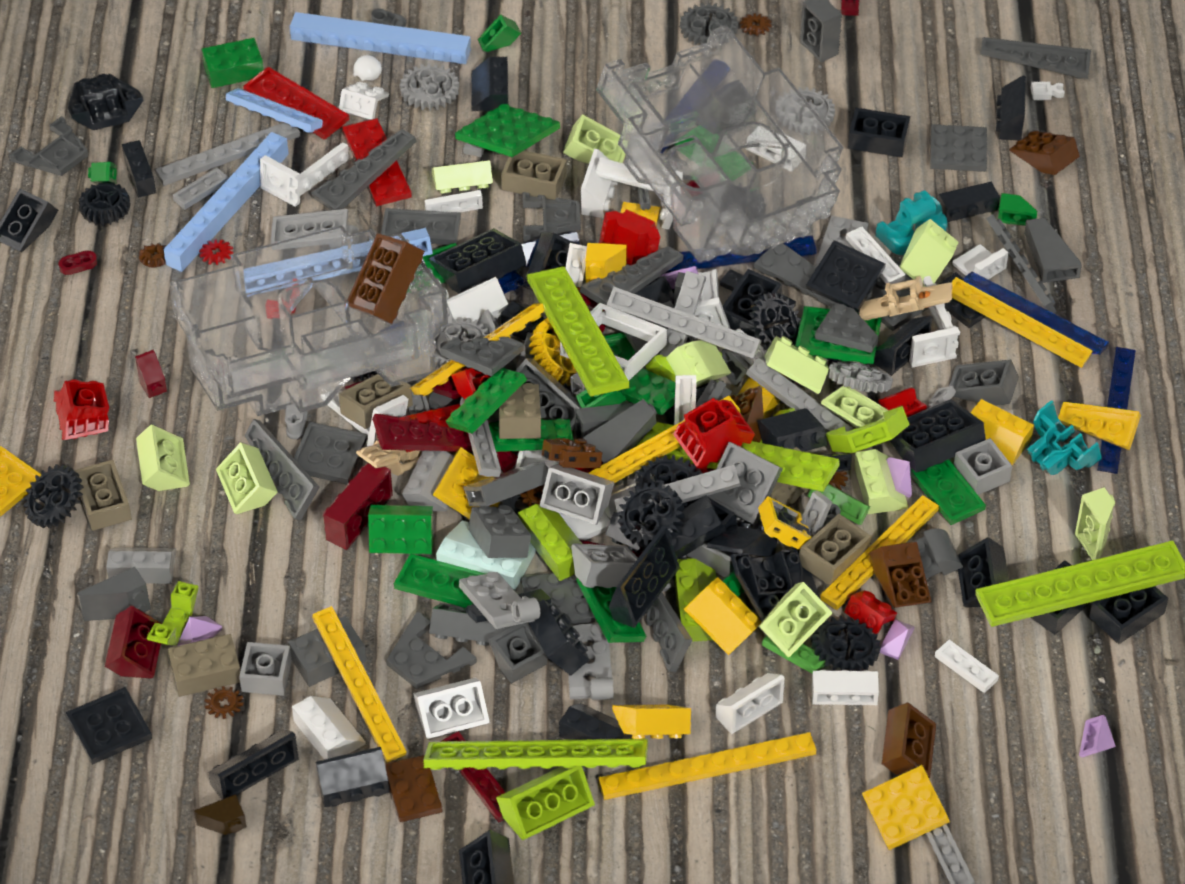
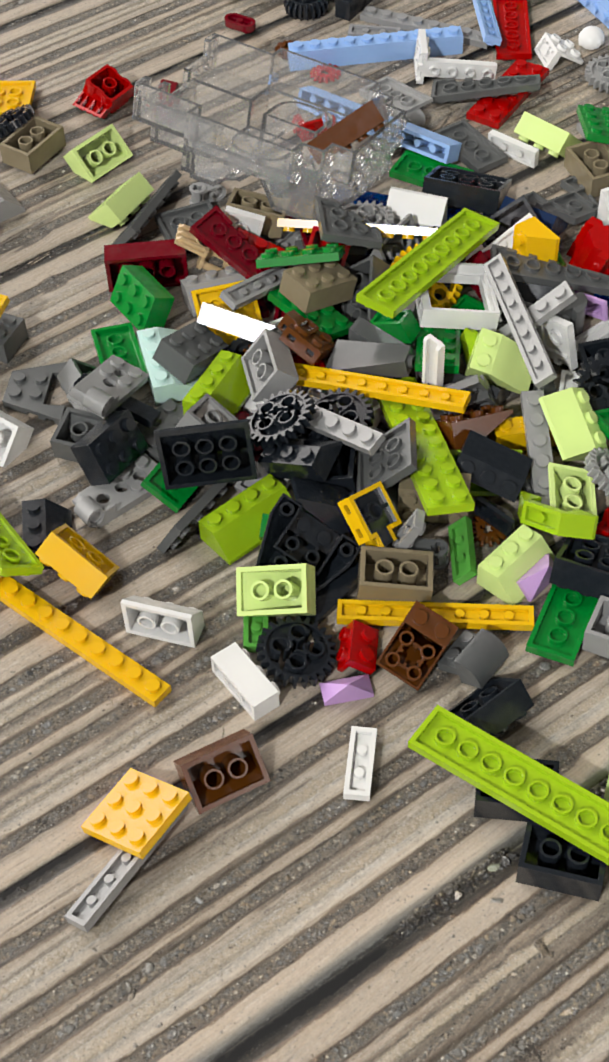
camera: 55 degrees right, 0 degrees up
(710, 429) = (417, 397): red slope -> none
(723, 616) = (232, 537): yellow slope -> none
(1096, 736) = (372, 934): lavender slope -> none

